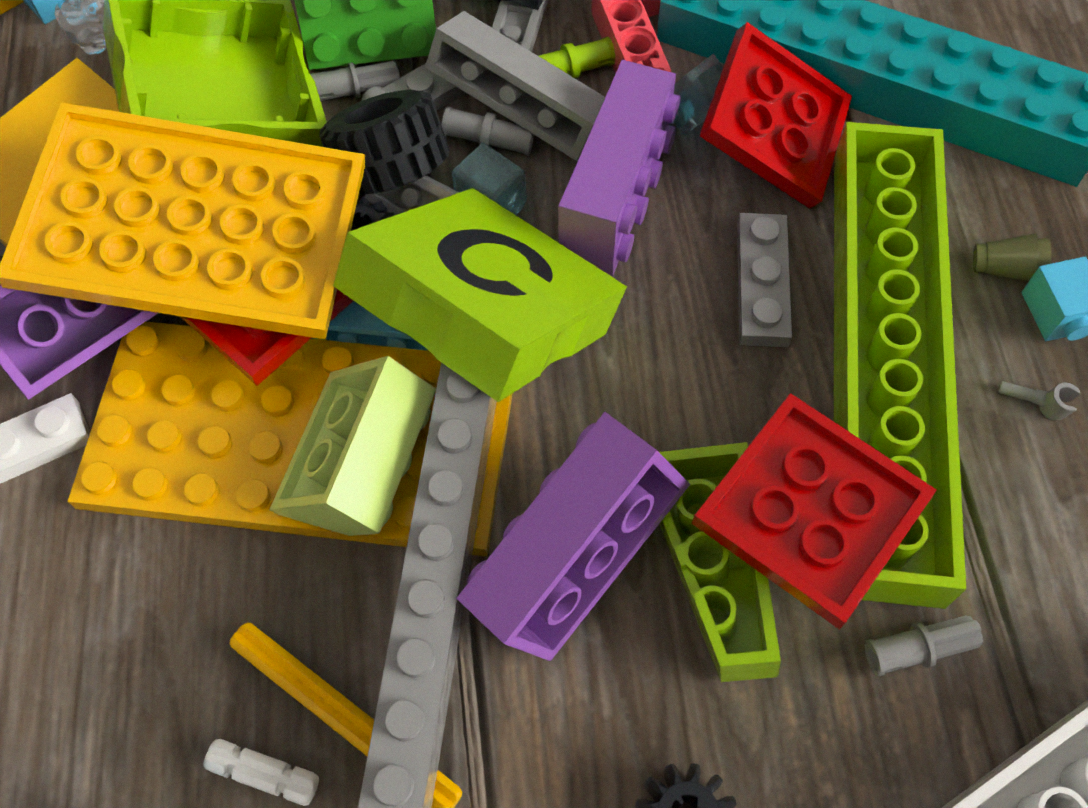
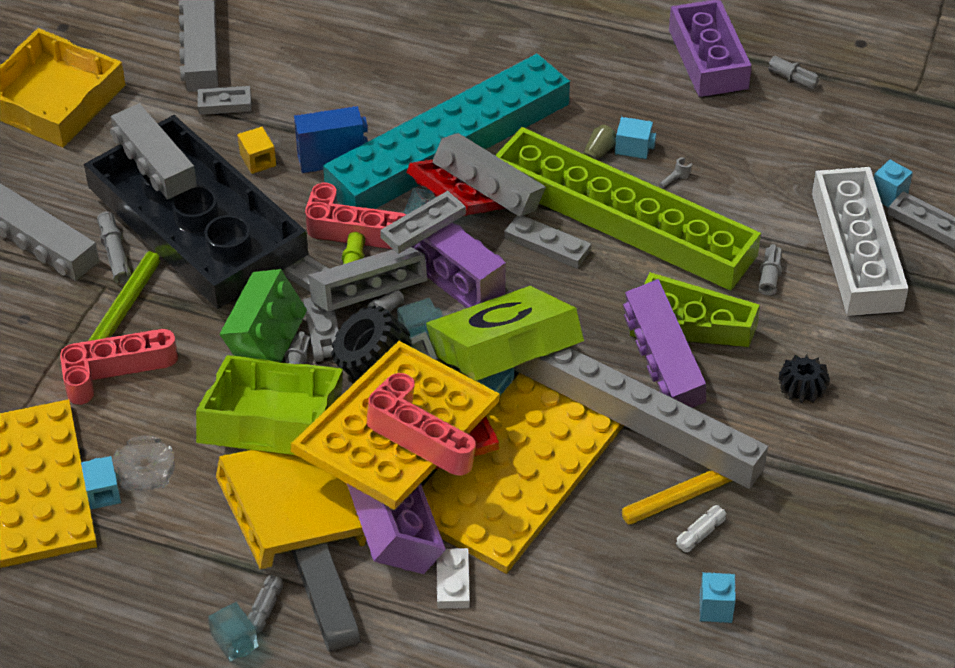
camera: 65 degrees left, 15 degrees down
(128, 245) = (420, 432): none -> coral beam
(356, 448) = (557, 423): yellowish green slope -> none
(619, 79) = (423, 222): none -> light grey plate
(811, 133) = (489, 174): none -> light grey brick
(814, 509) = (699, 259): red plate -> none

